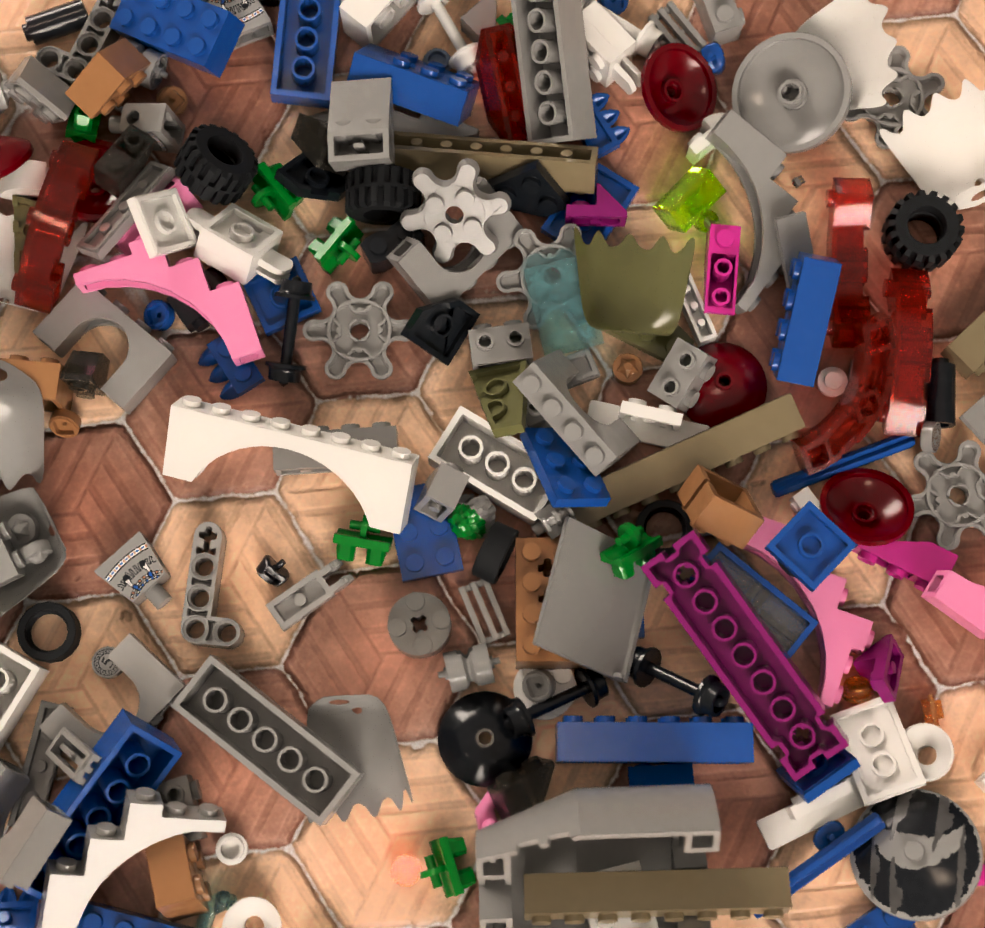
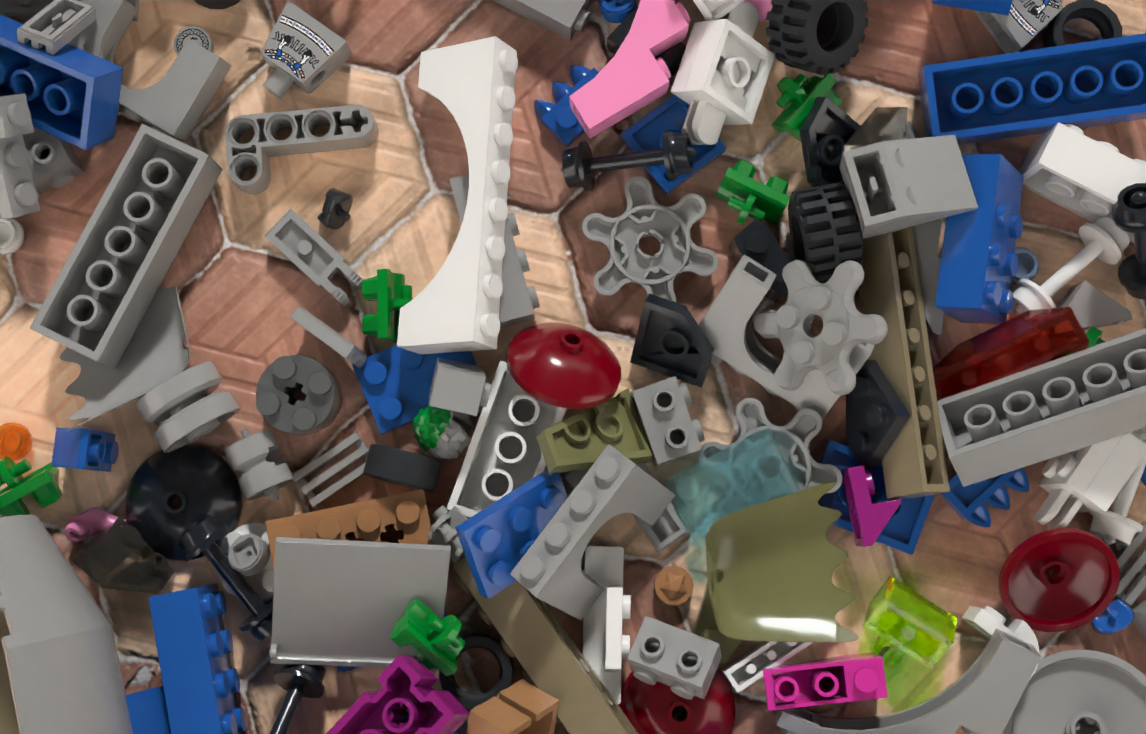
camera: 75 degrees right, 5 degrees up
(378, 591) = (329, 336): none -> light grey tile
(416, 709) = (188, 406): none -> light grey wheel
(426, 807) = (84, 449): none -> blue slope
(441, 411) = (563, 365): none -> dark red dish

